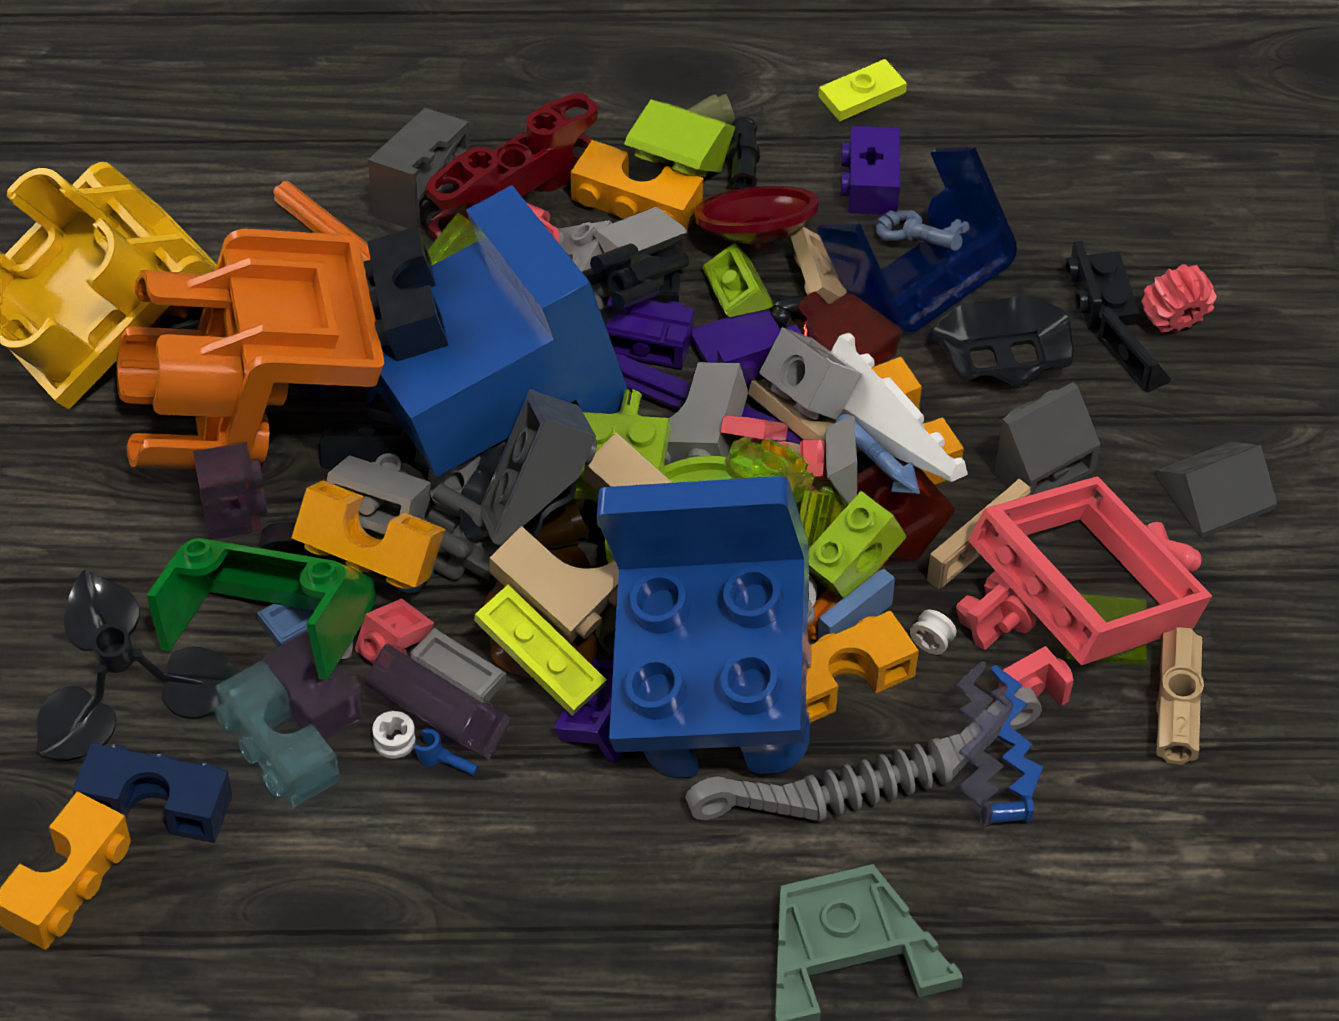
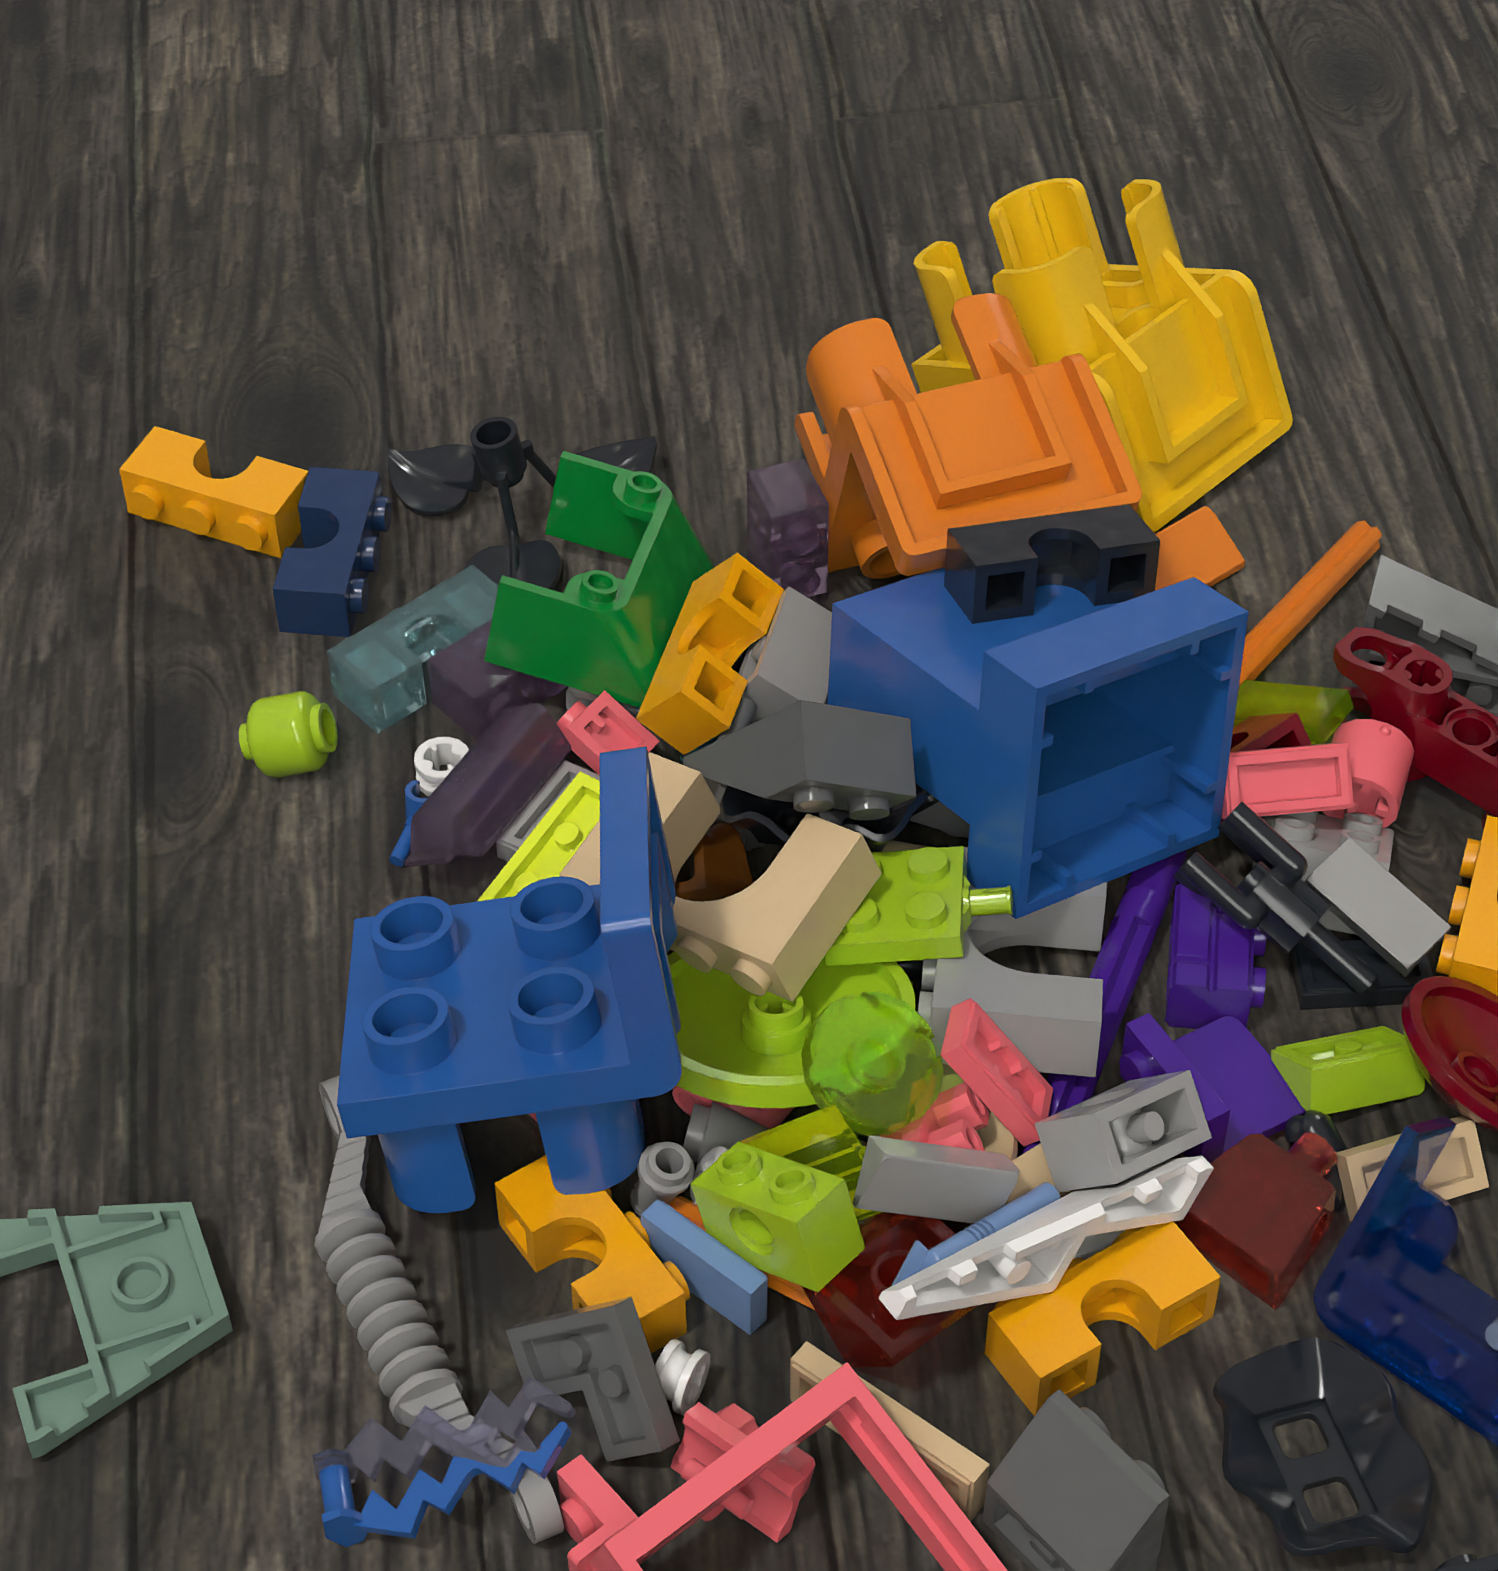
camera: 85 degrees right, 5 degrees down
(351, 823) = (288, 734): none -> lime head
(934, 653) = (608, 1359): none -> dark grey plate

